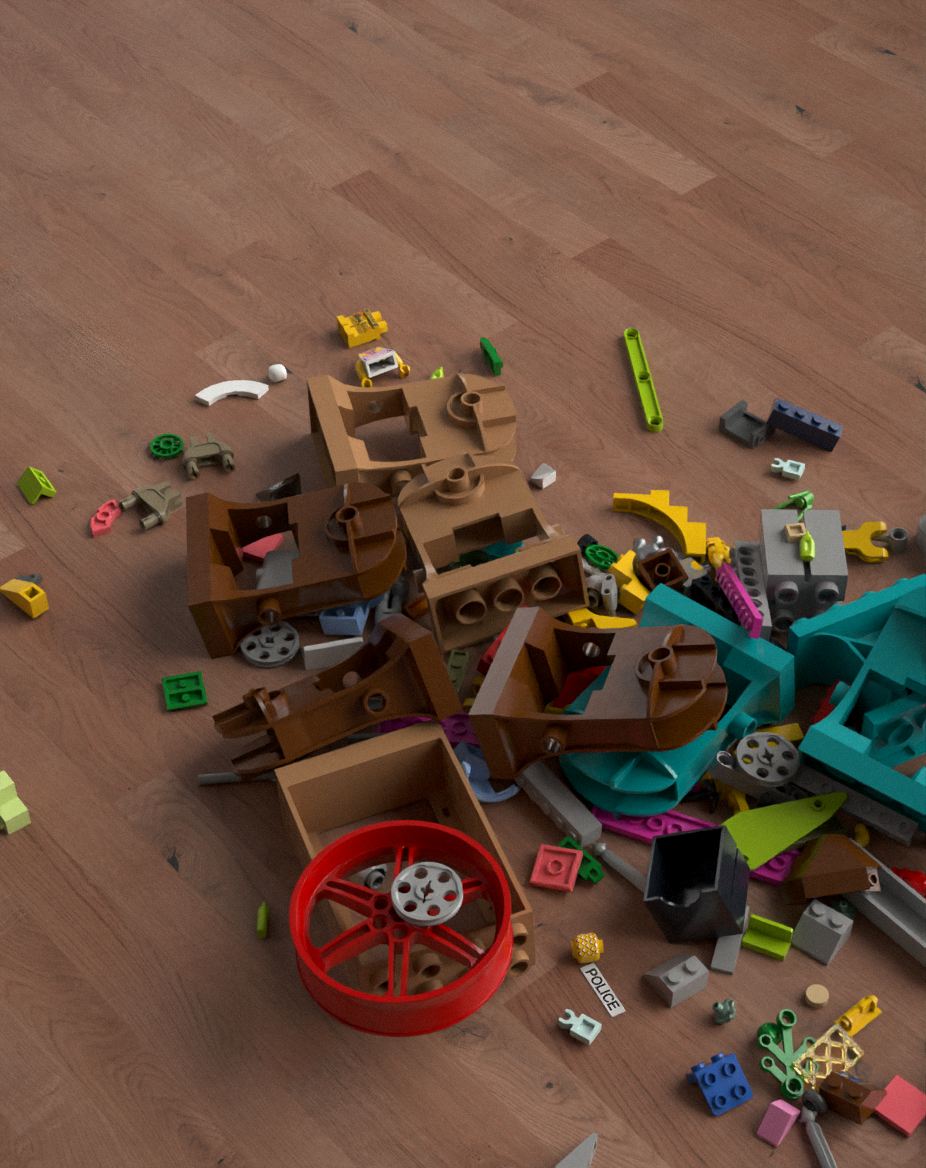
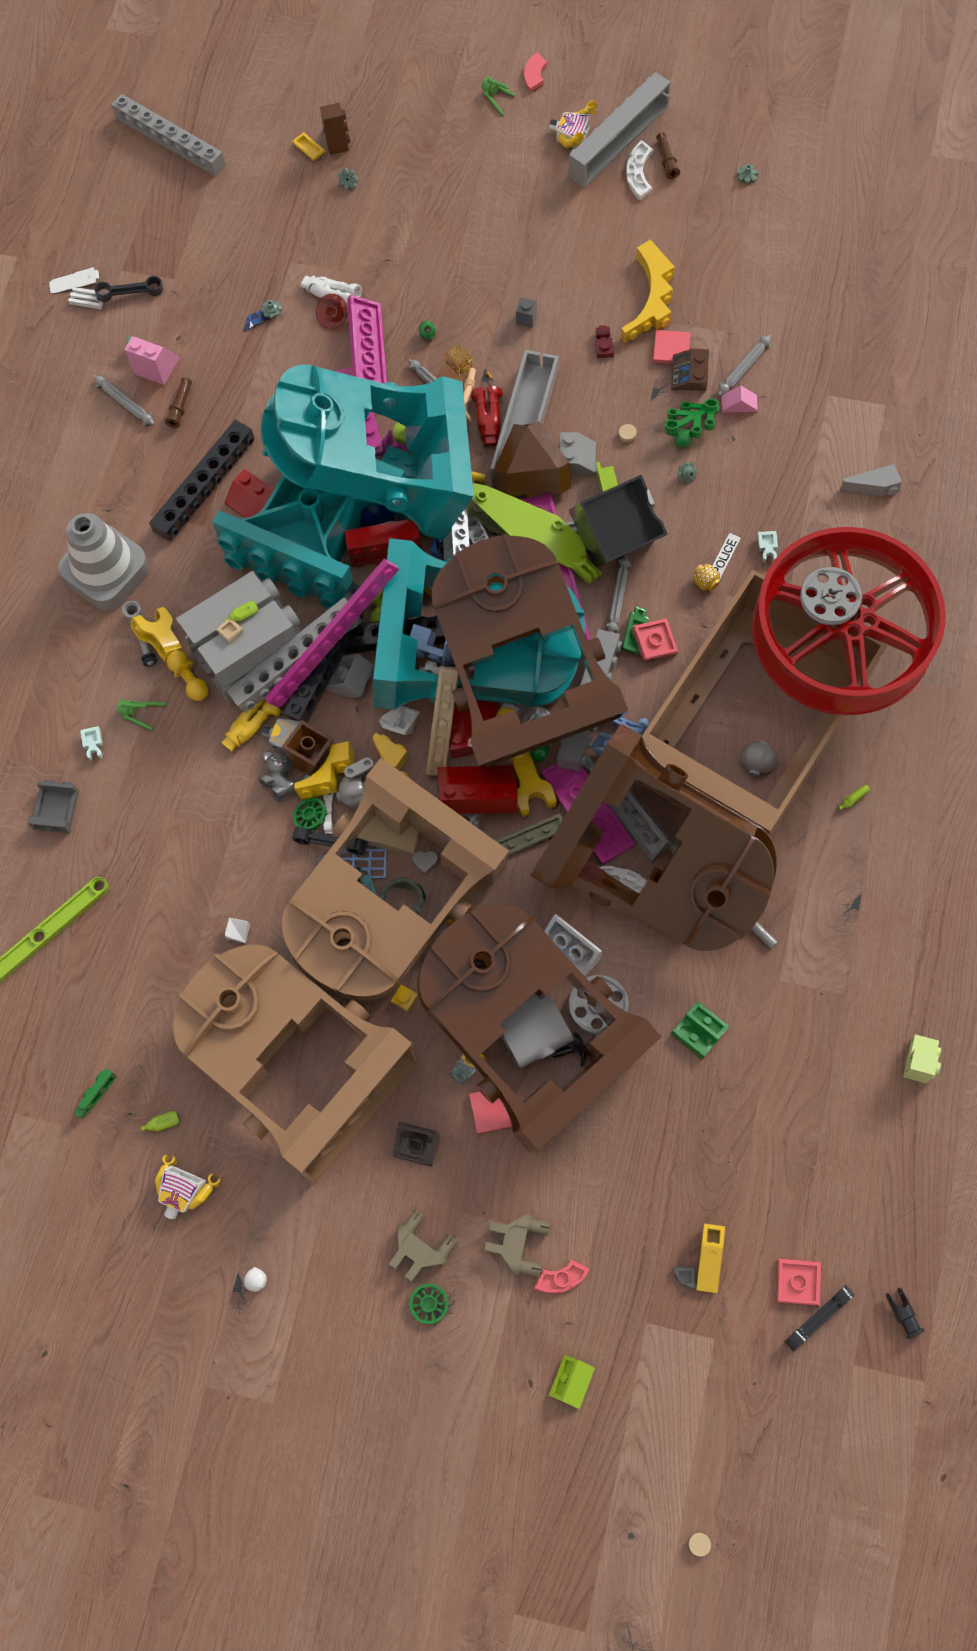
camera: 120 degrees left, 25 degrees up
(240, 387) = (305, 1312): white tile -> none
(361, 327) = (123, 1249): yellow hips -> none
(674, 518) = (234, 764): yellow arch -> none
(678, 978) = (683, 514): light grey slope -> none
(721, 1083) = (740, 447): blue bracket -> none
(761, 764) = (467, 534): light grey wedge -> none
(804, 424) = (27, 755): dark blue slope -> none
(814, 1101) = (711, 389): dark grey piece -> none
(847, 1042) = (680, 406): clear yellow window -> none
(859, 1015) = (625, 402): yellow hinge -> none

